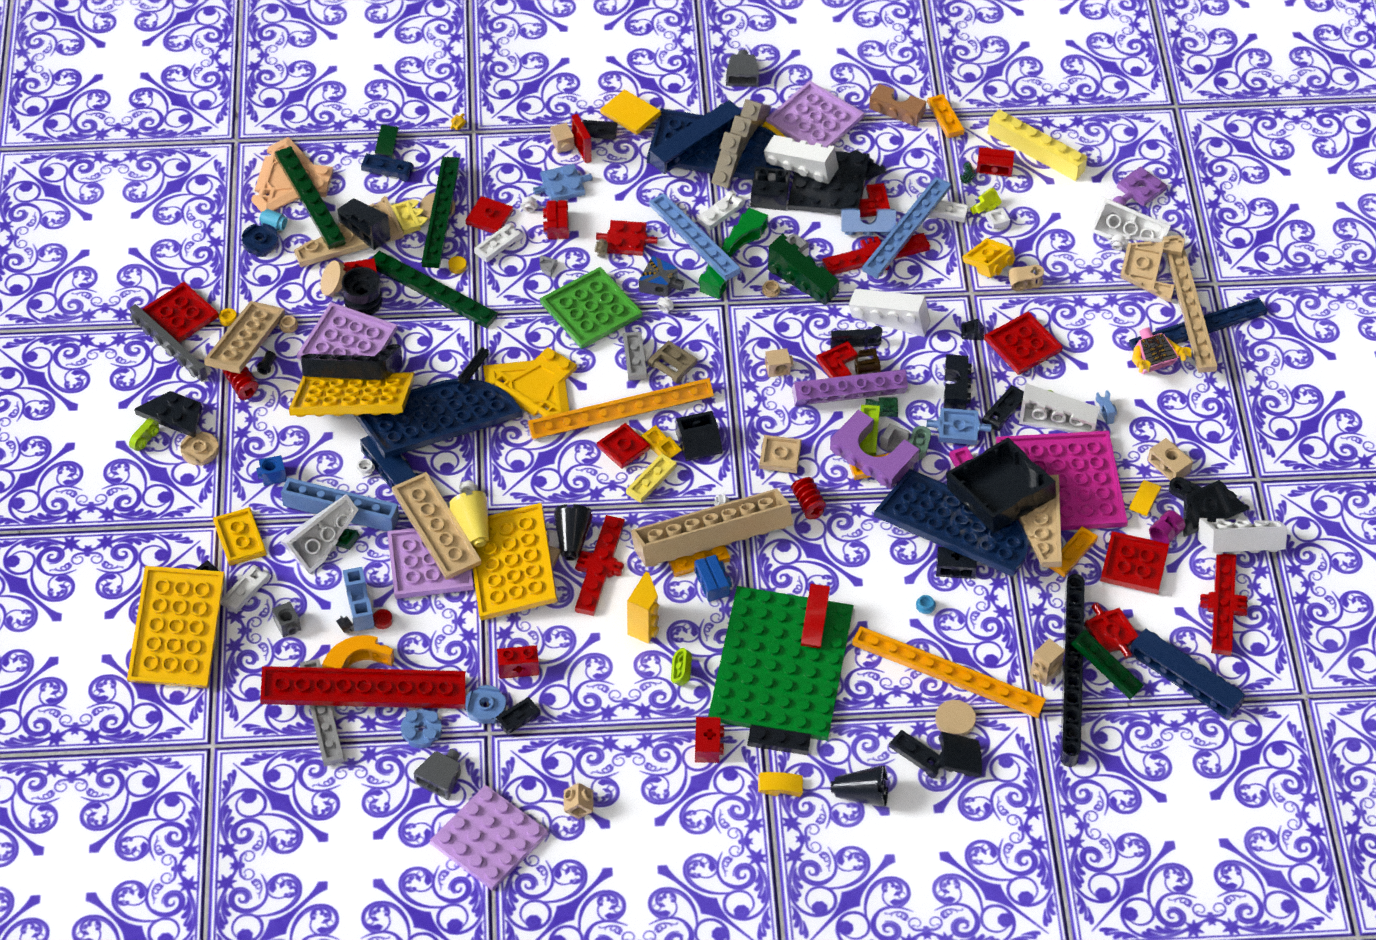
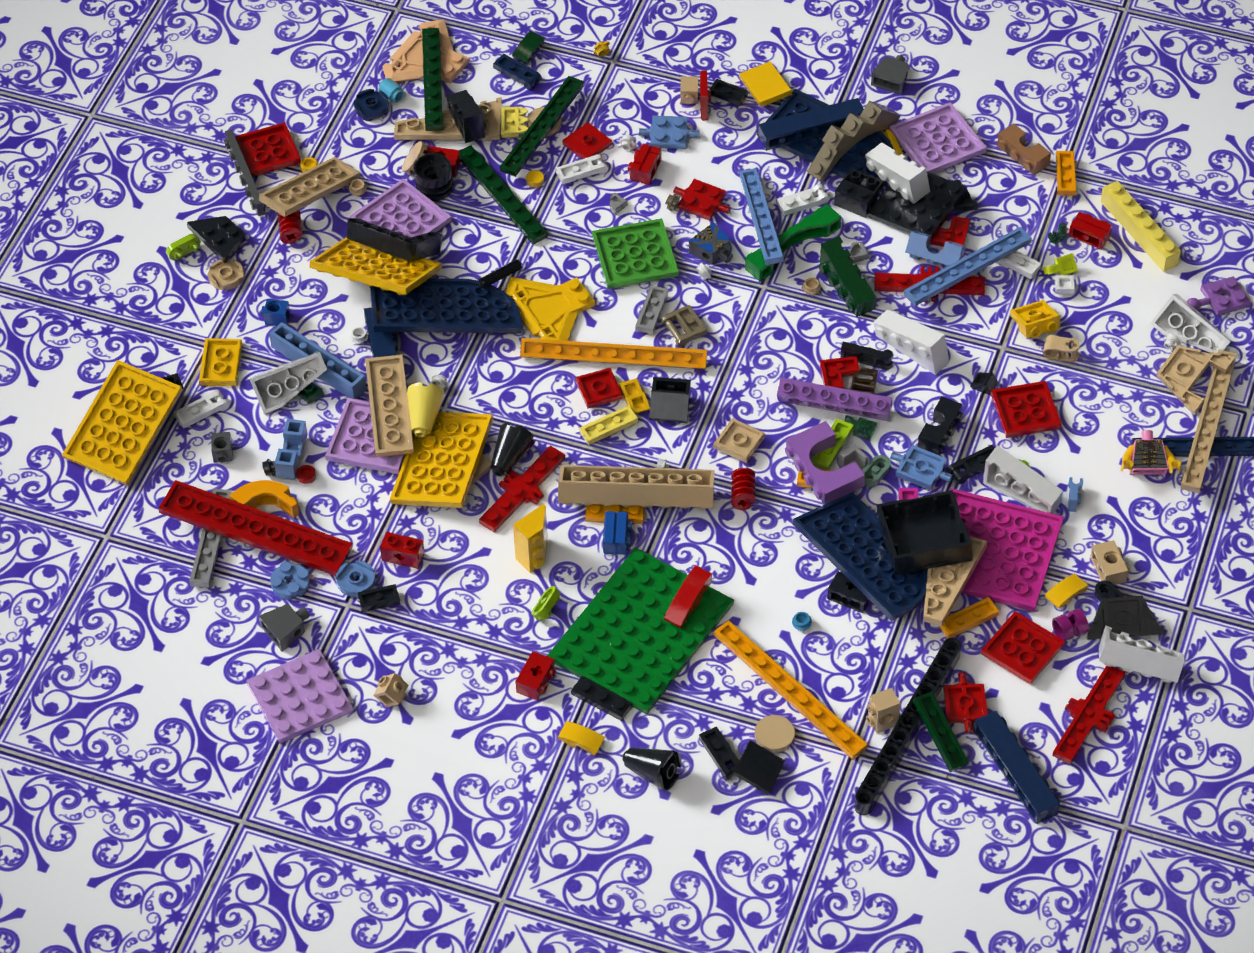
camera: 25 degrees right, 0 degrees up
(265, 365) = (320, 216): black pin -> none
(778, 362) = (781, 356): tan brick -> none

